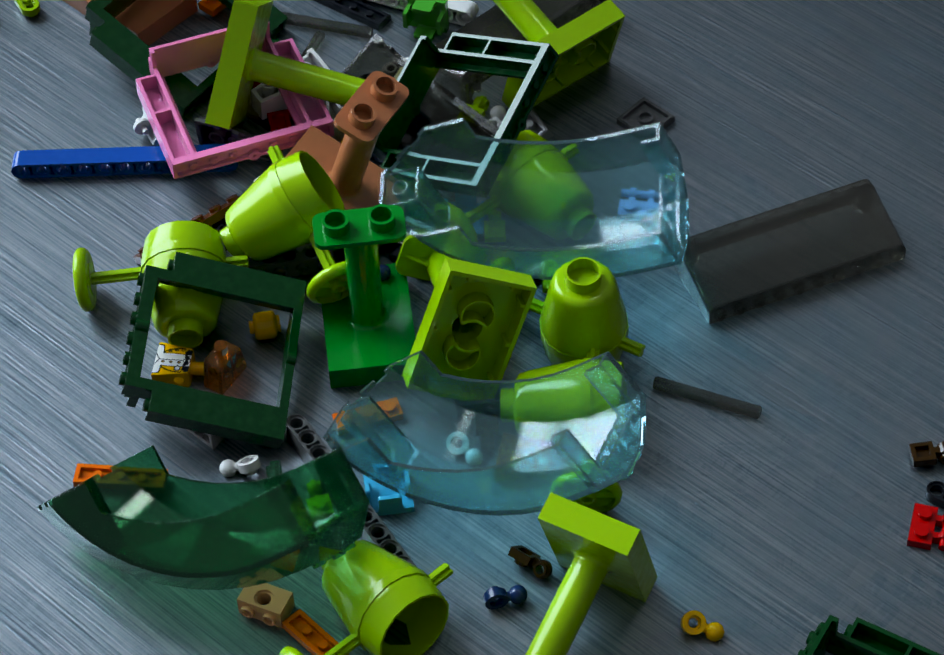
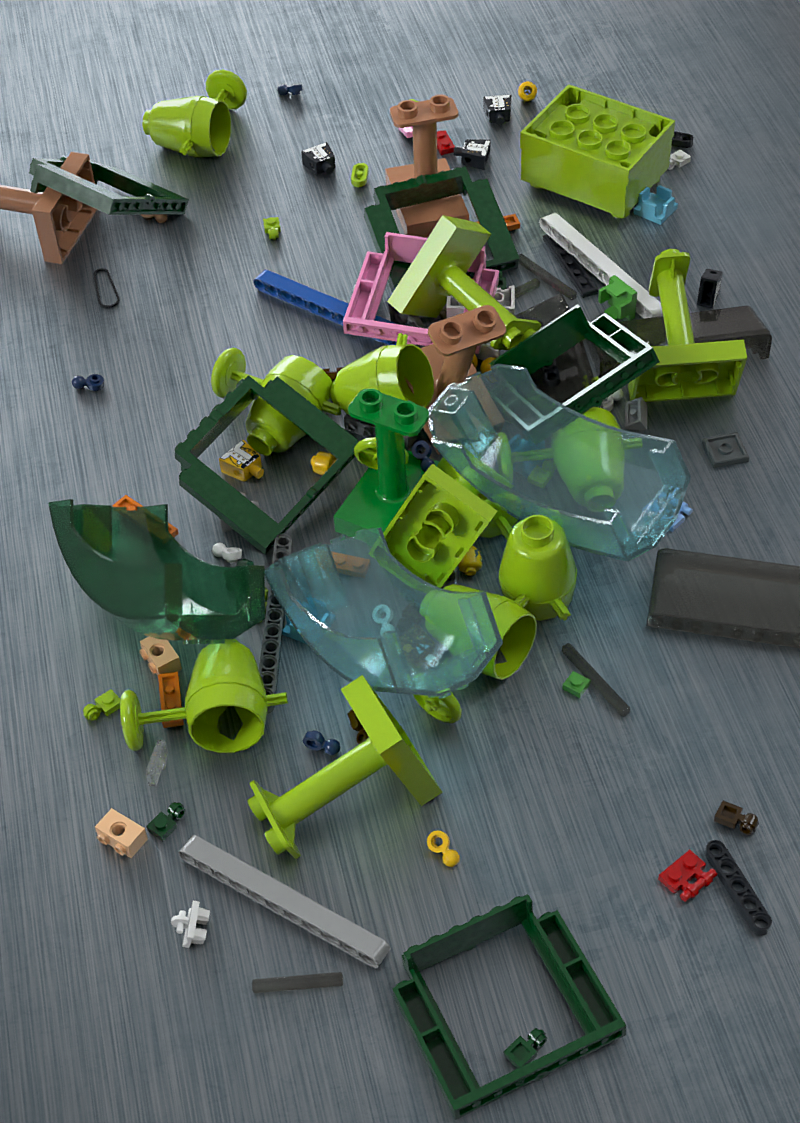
camera: 35 degrees right, 0 degrees up
(223, 366) = (271, 477): clear orange torso -> none
(693, 412) = (576, 684): none -> bright green plate

